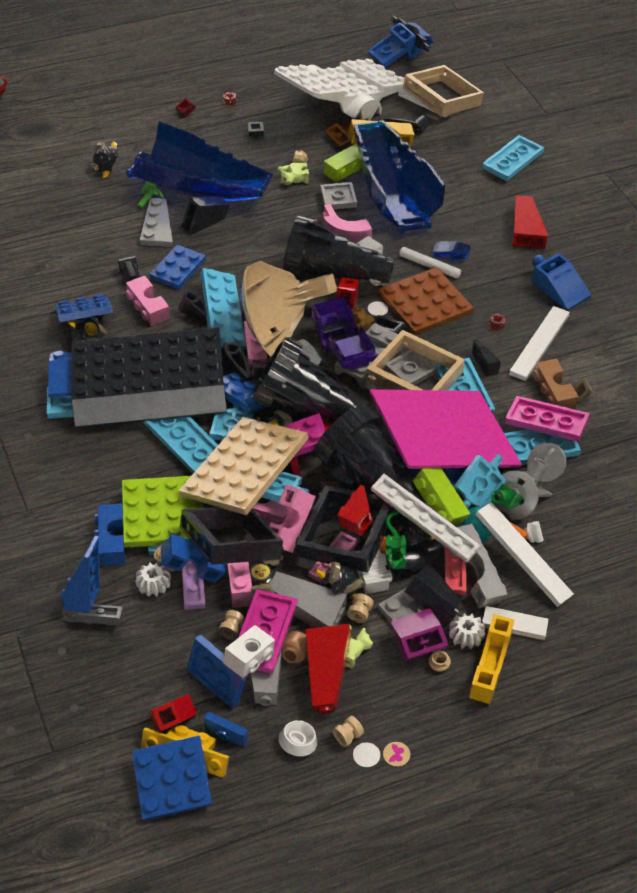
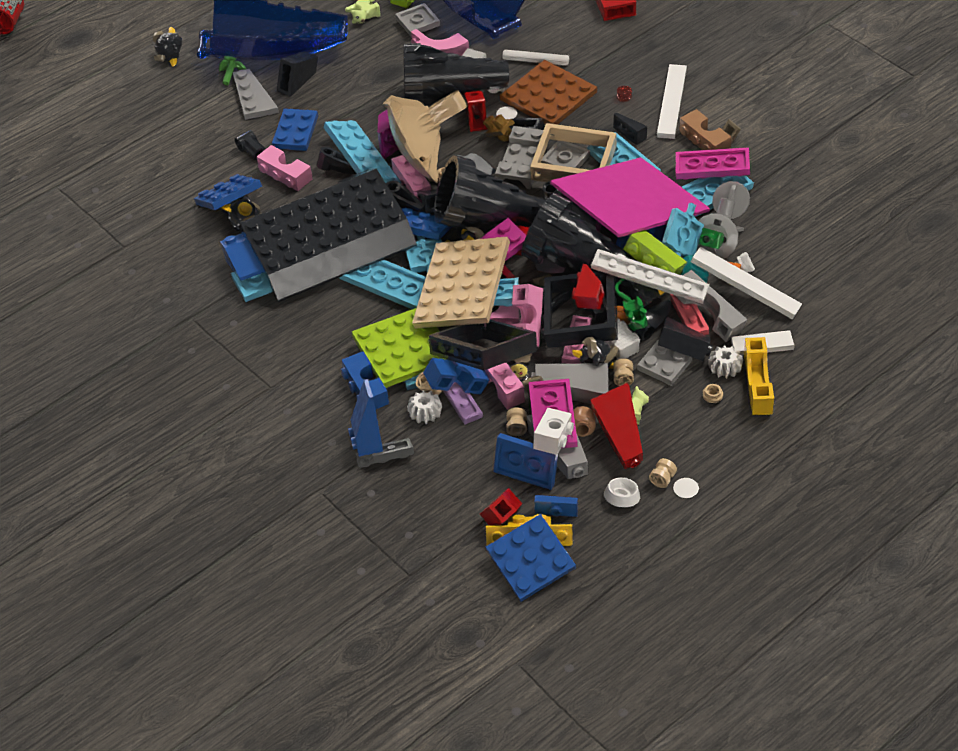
camera: 15 degrees left, 0 degrees up
(337, 317) = (478, 130): dark purple piece -> none
(396, 754) = (711, 479): tan sticker -> none
(418, 635) = (687, 377): magenta slope -> none
(455, 249) = (555, 38): clear blue slope -> none
(559, 280) = (664, 39): blue slope -> none

